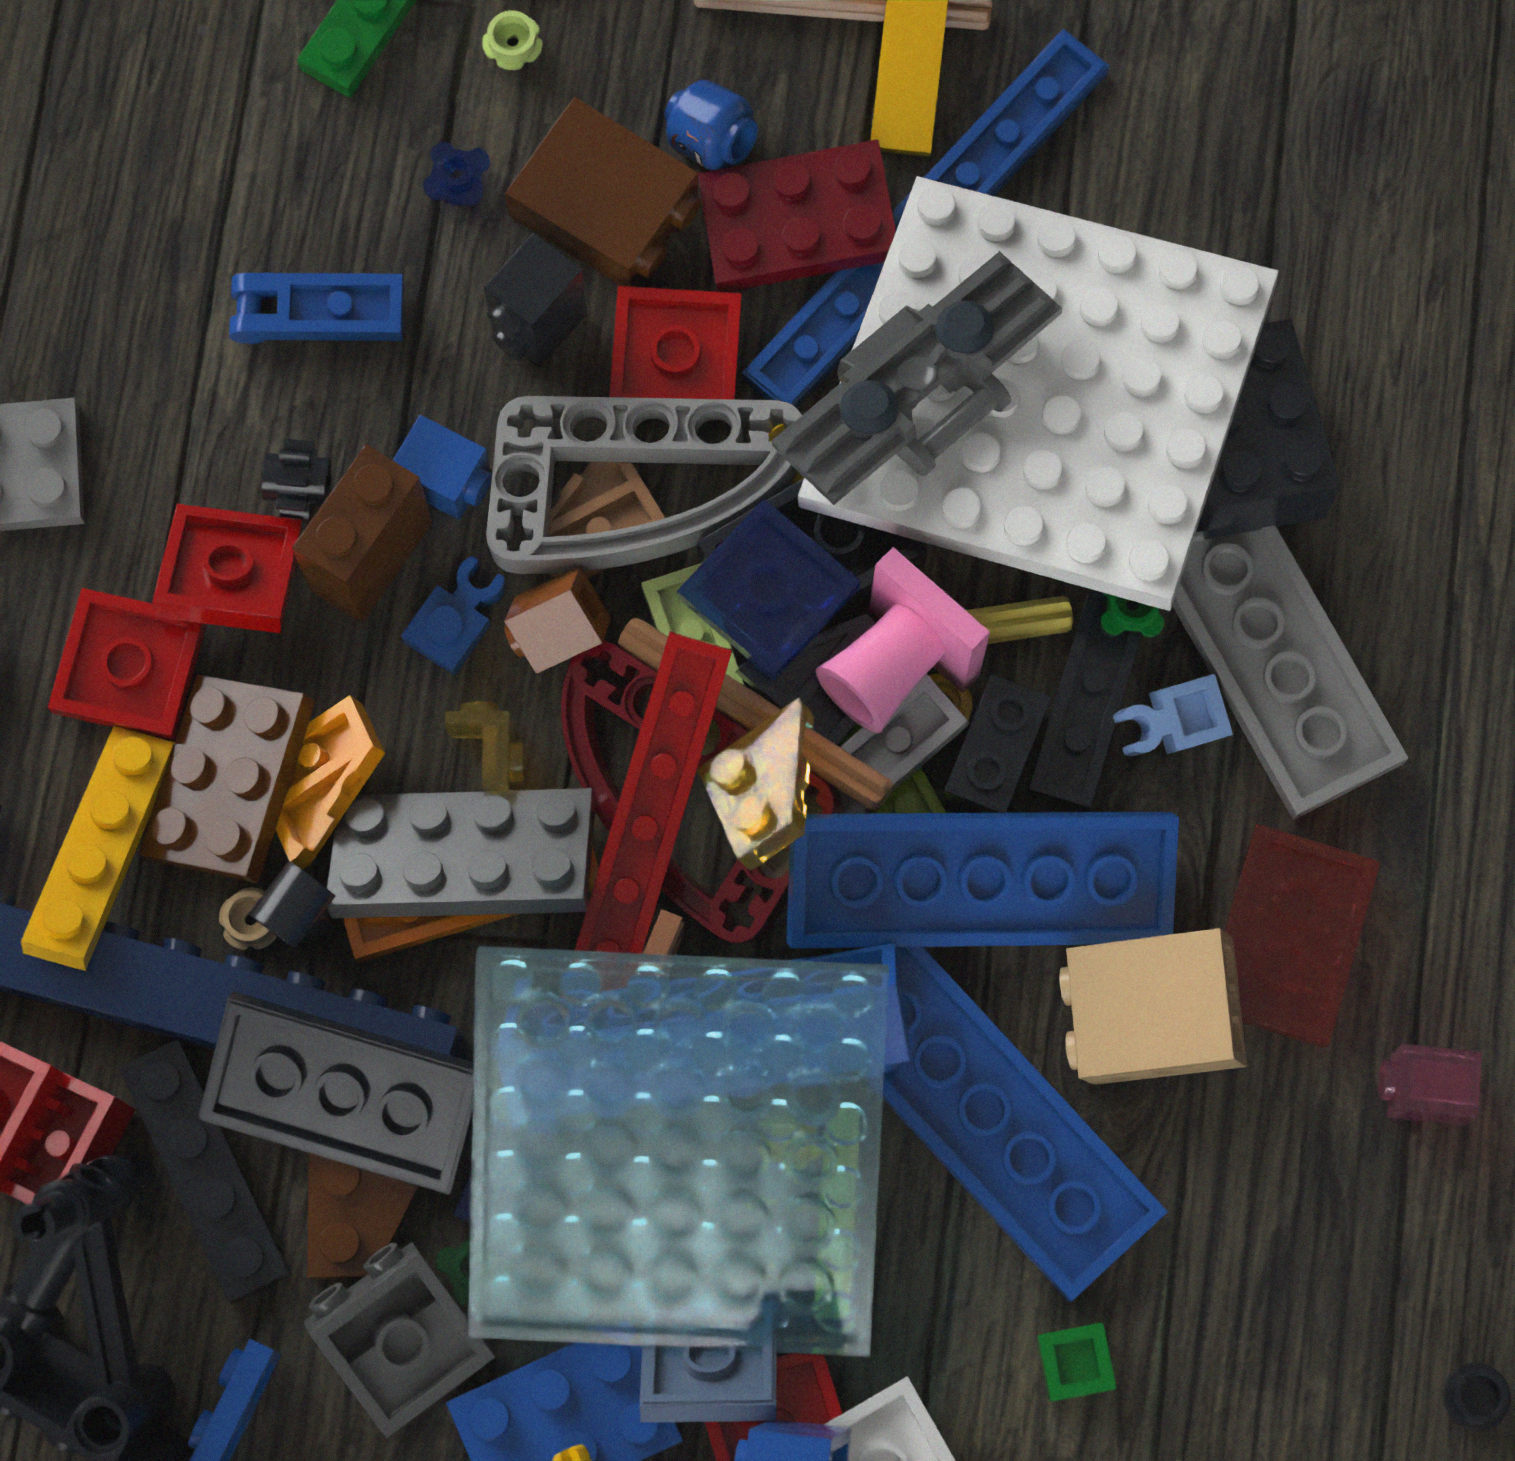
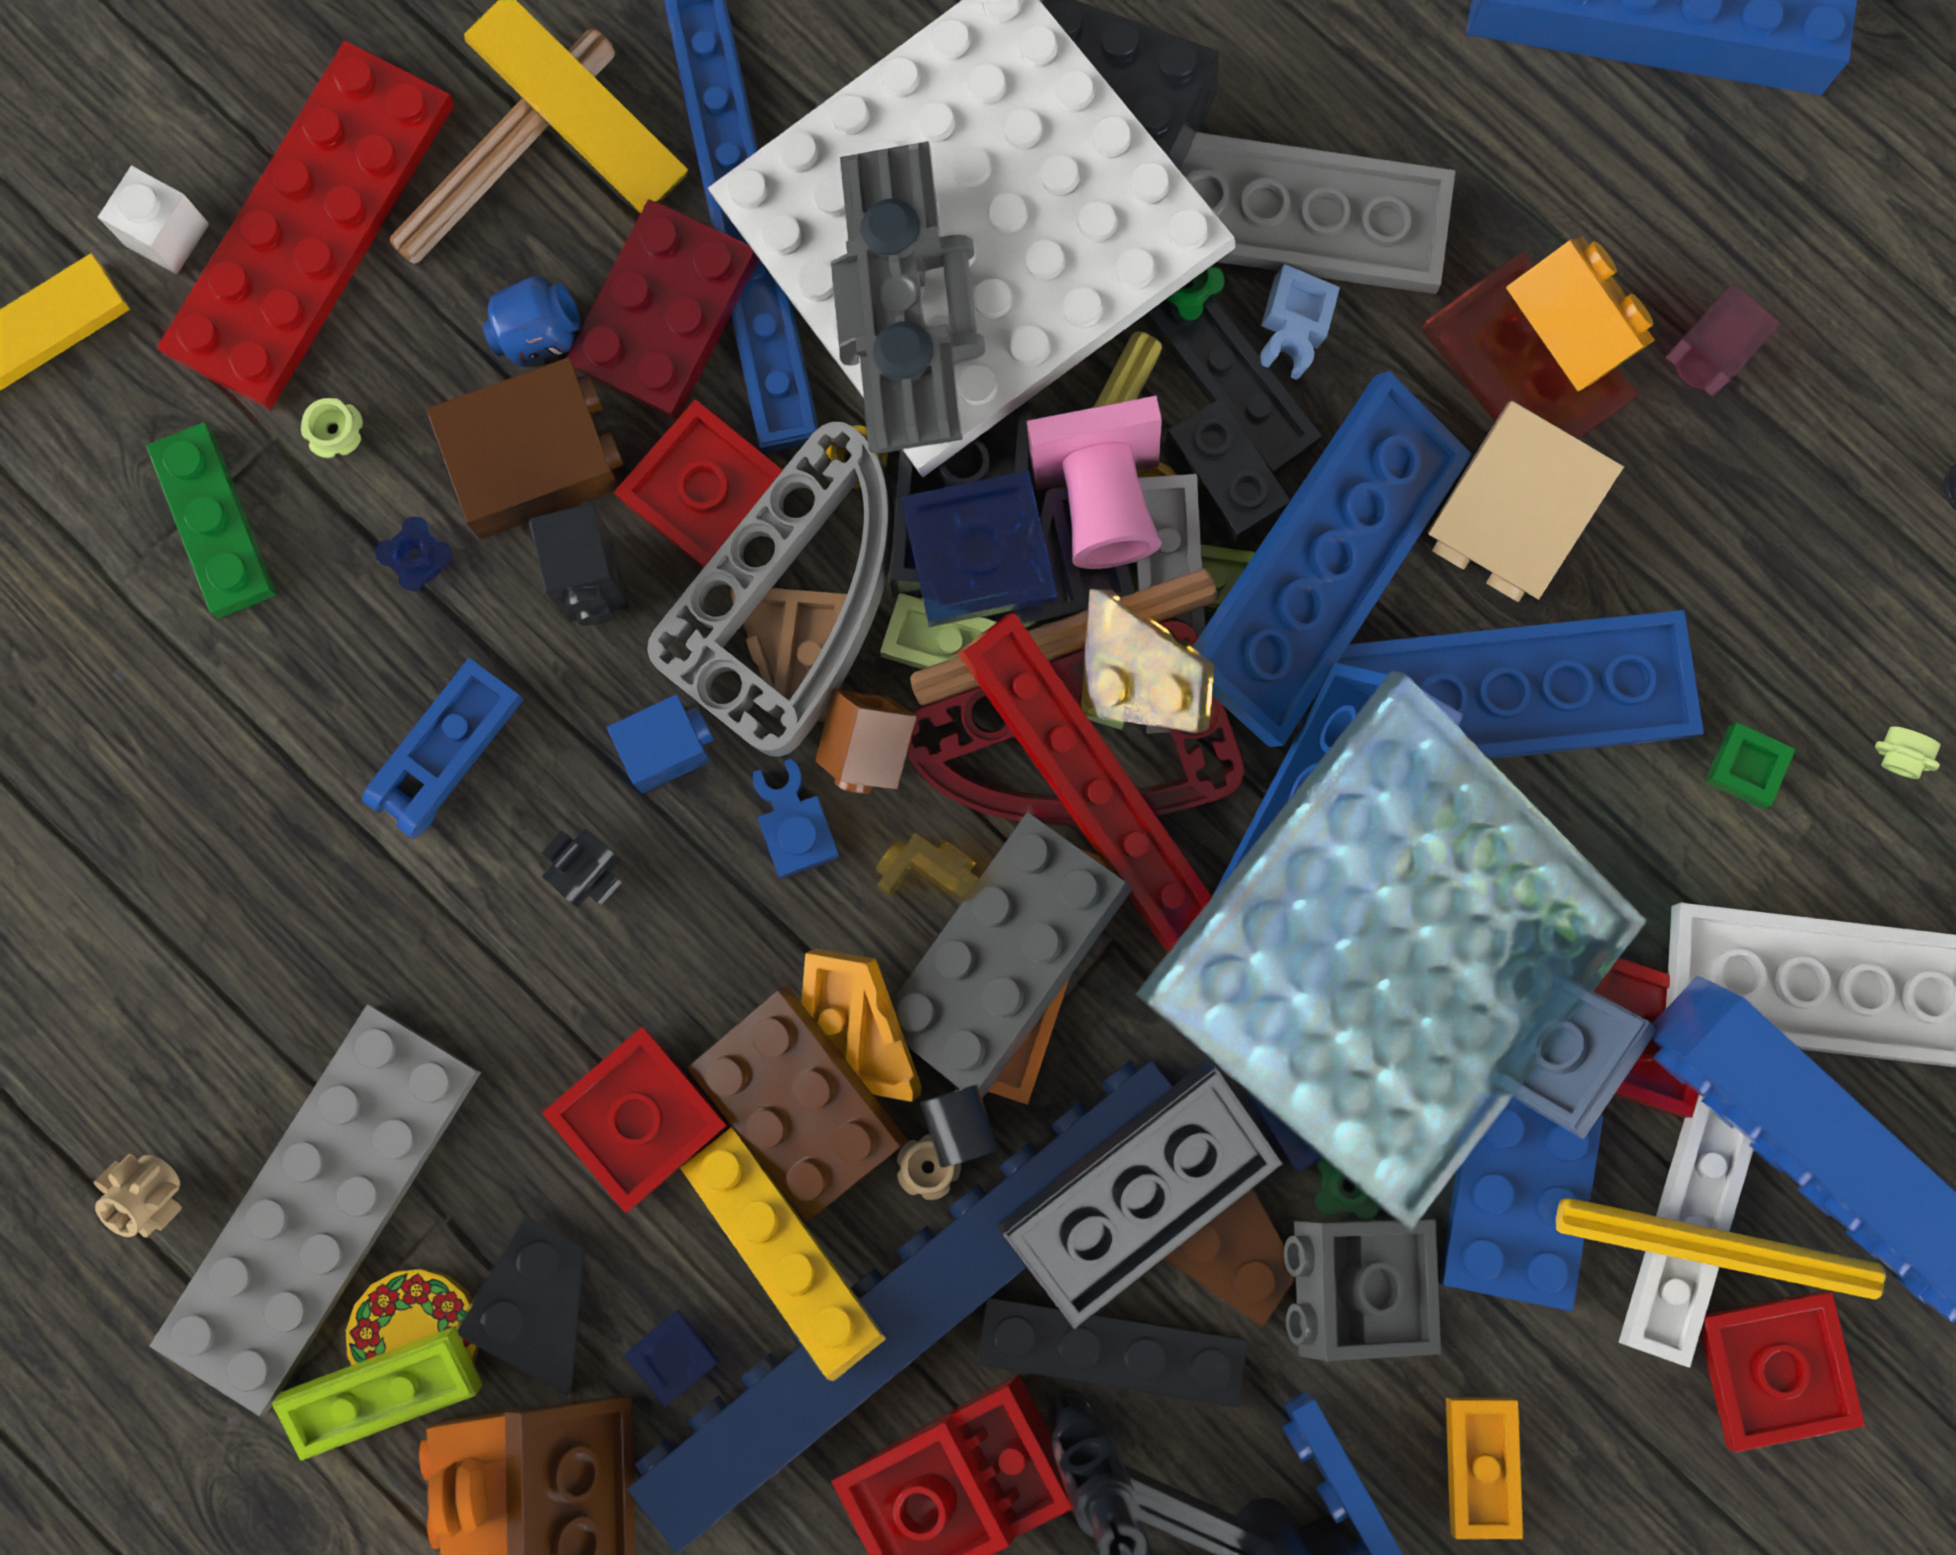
camera: 55 degrees left, 5 degrees up
(227, 568) = (617, 979): red plate -> none
(363, 533) = (676, 843): reddish brown brick -> none
(666, 934) = (1197, 849): nougat tile -> none
(1351, 939) = (1582, 311): none -> light orange brick

